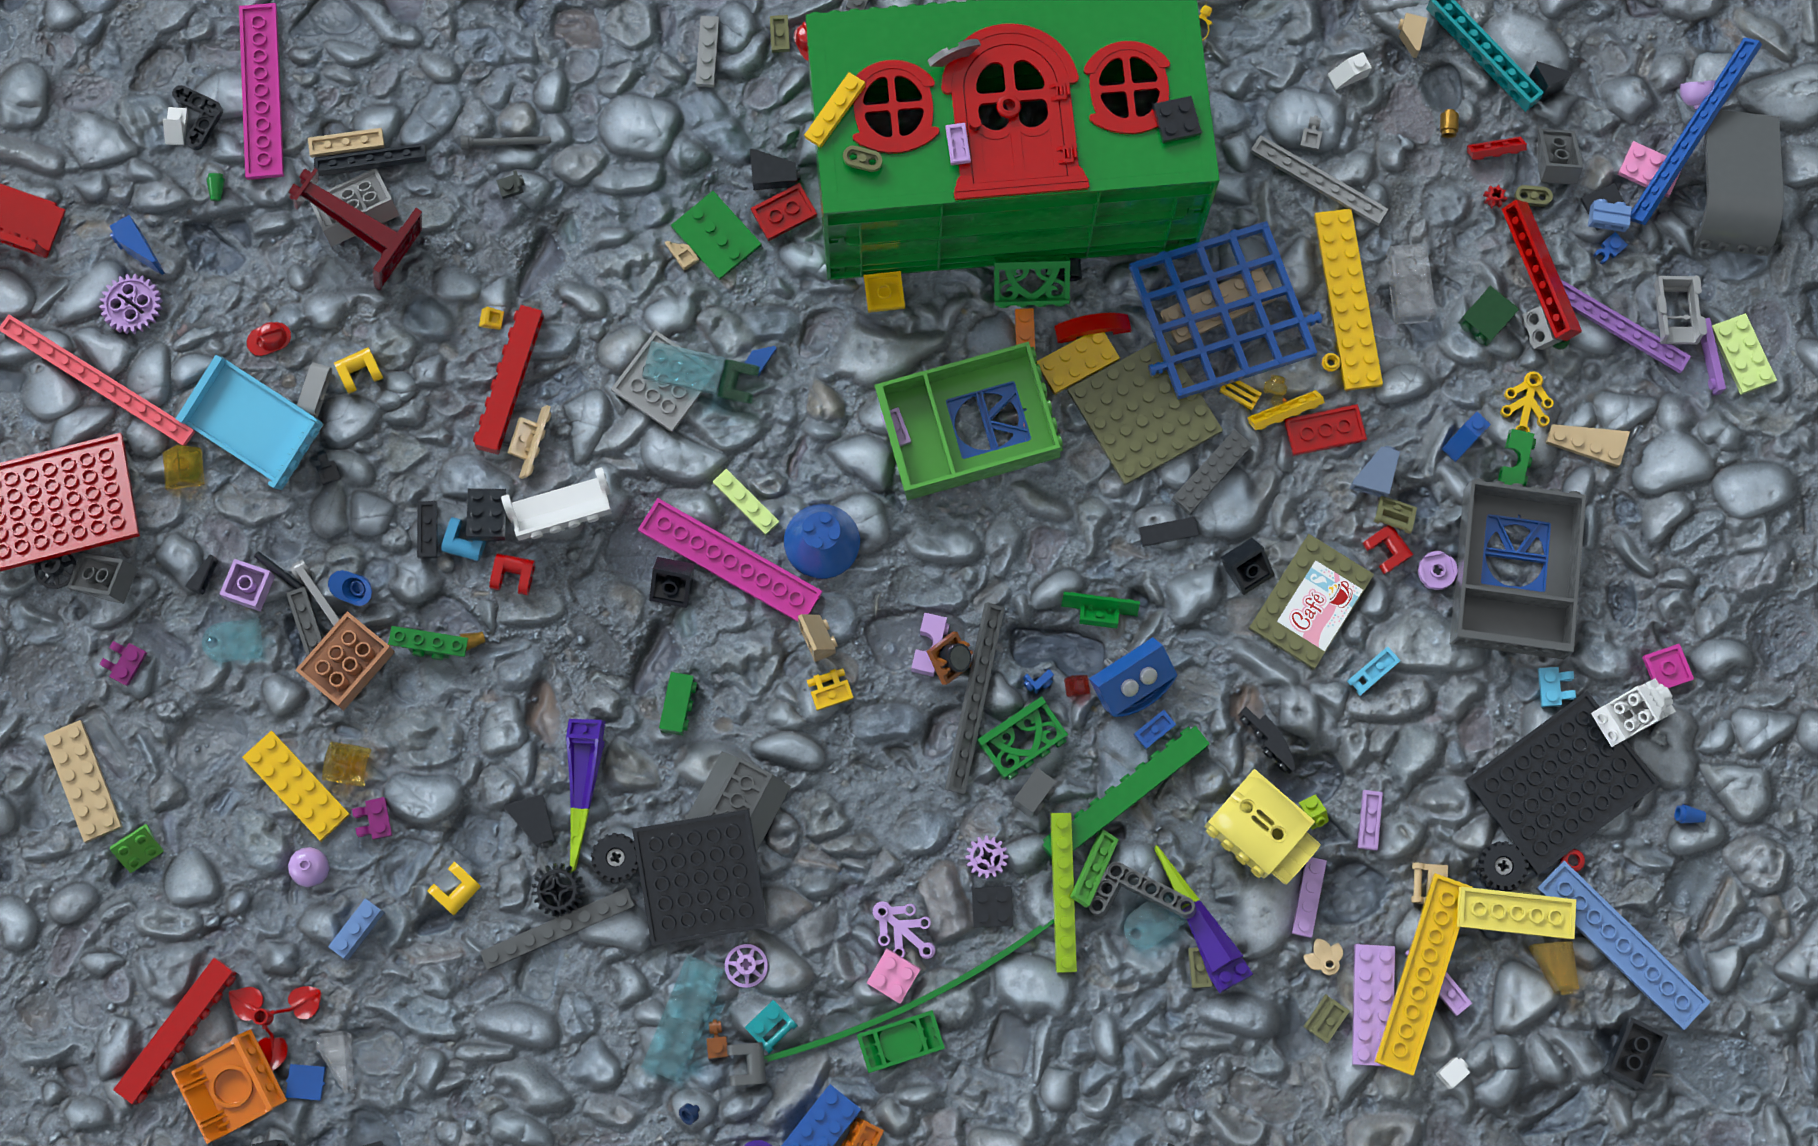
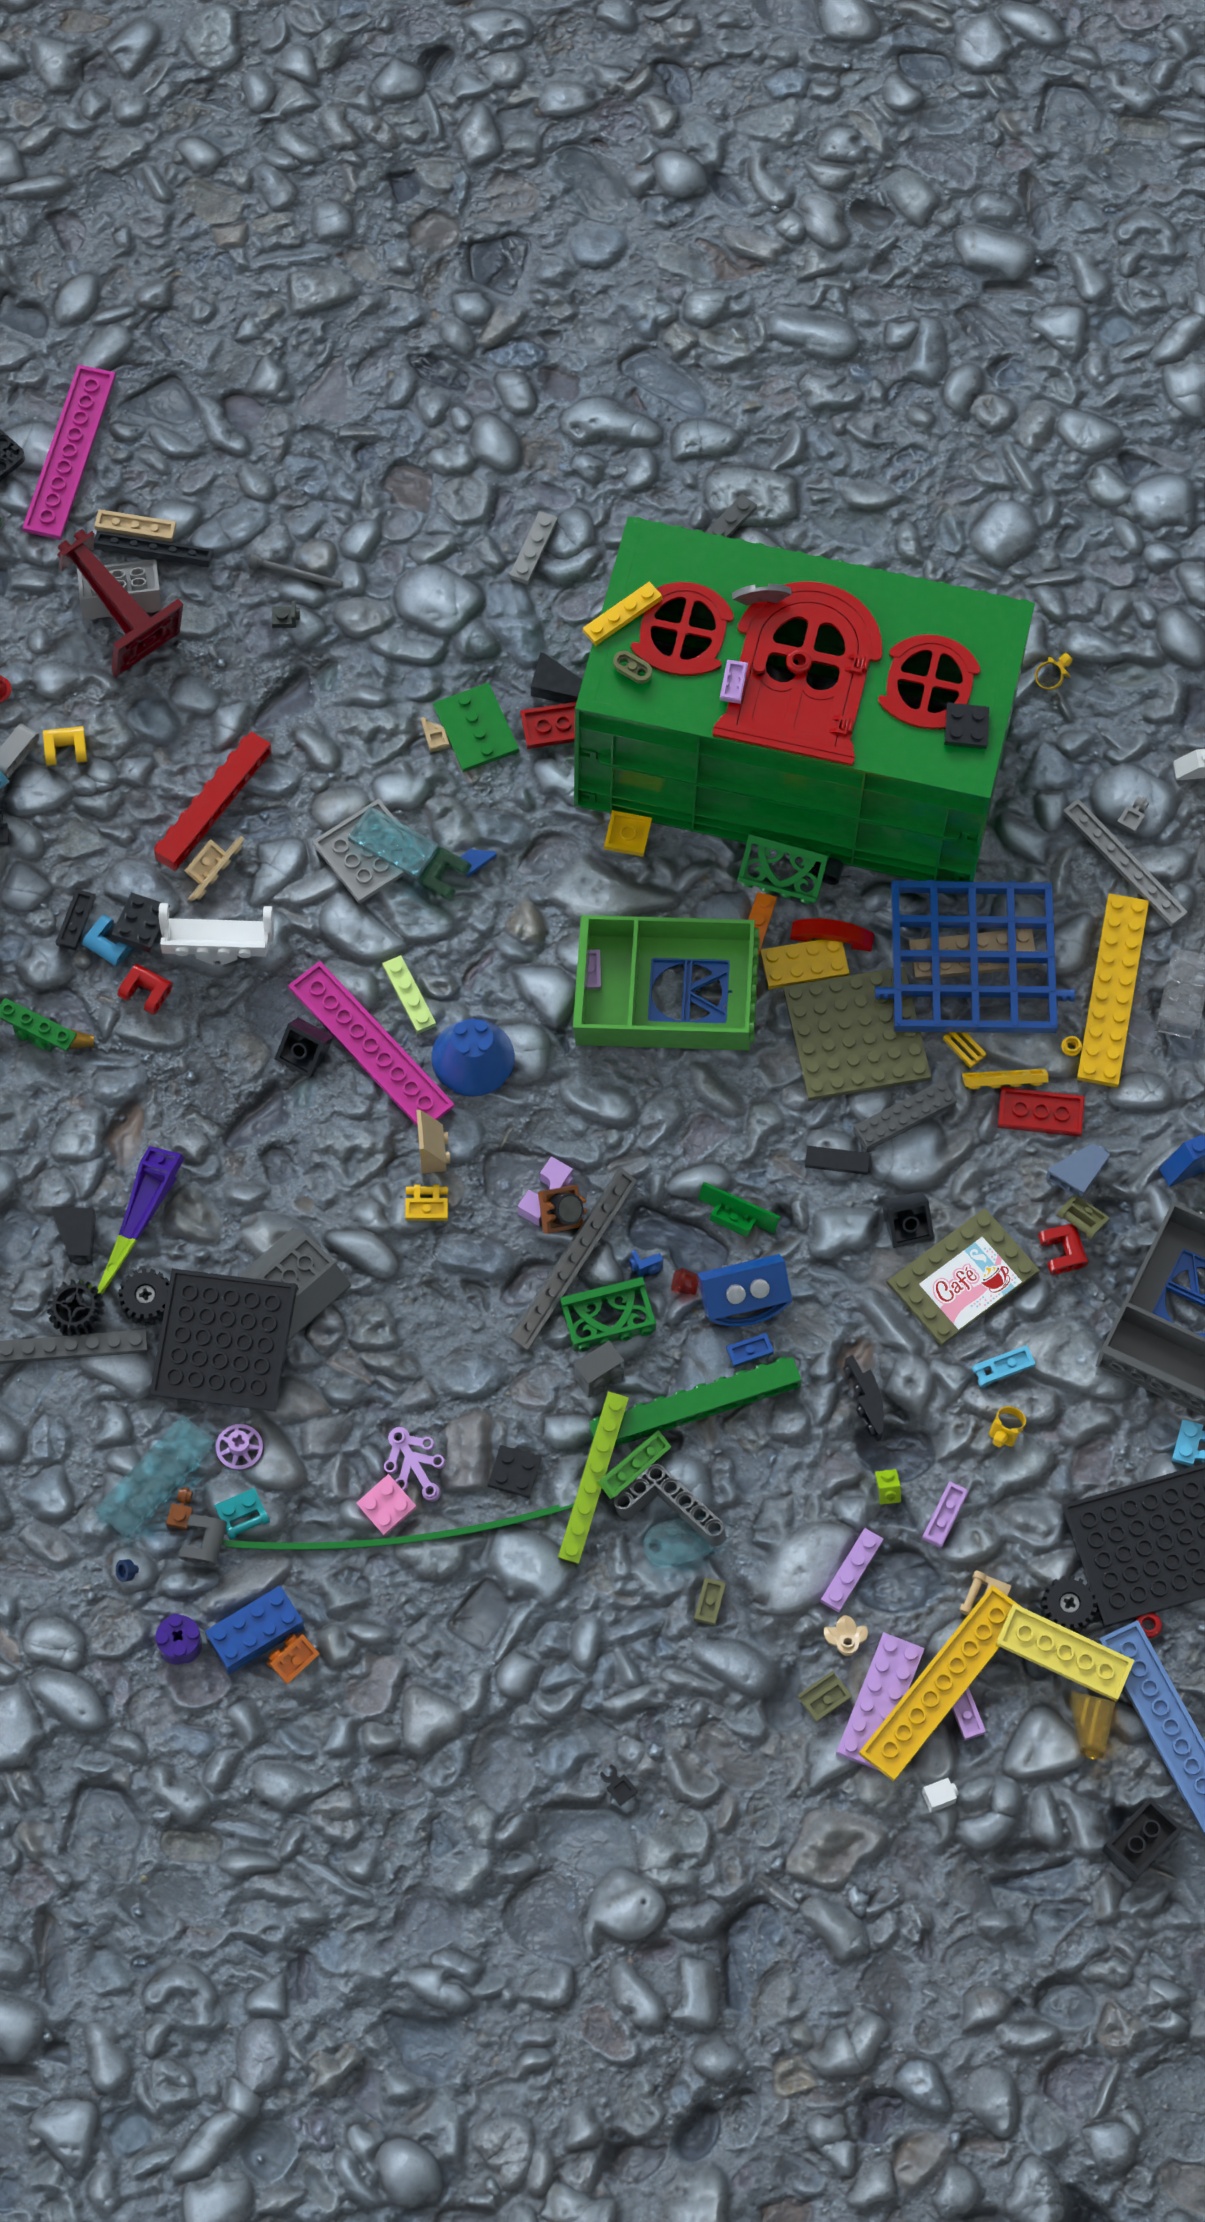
camera: 20 degrees right, 10 degrees down
(491, 318) = (217, 737): yellow slope -> none
(677, 703) = (265, 1167): green brick -> none
(779, 34) = (610, 551): olive plate -> none
(900, 1041) = (369, 1572): green slope -> none
(975, 862) = (535, 1418): lavender gear -> none
(1217, 950) = (734, 1593): dark purple plate -> none
(1264, 829) = (823, 1477): light yellow piece -> none
(1276, 386) = (1005, 1051): clear yellow animal -> none
(1393, 733) = (1002, 1434): none -> yellow piece
(1431, 579) = (1100, 1296): lavender plate -> none

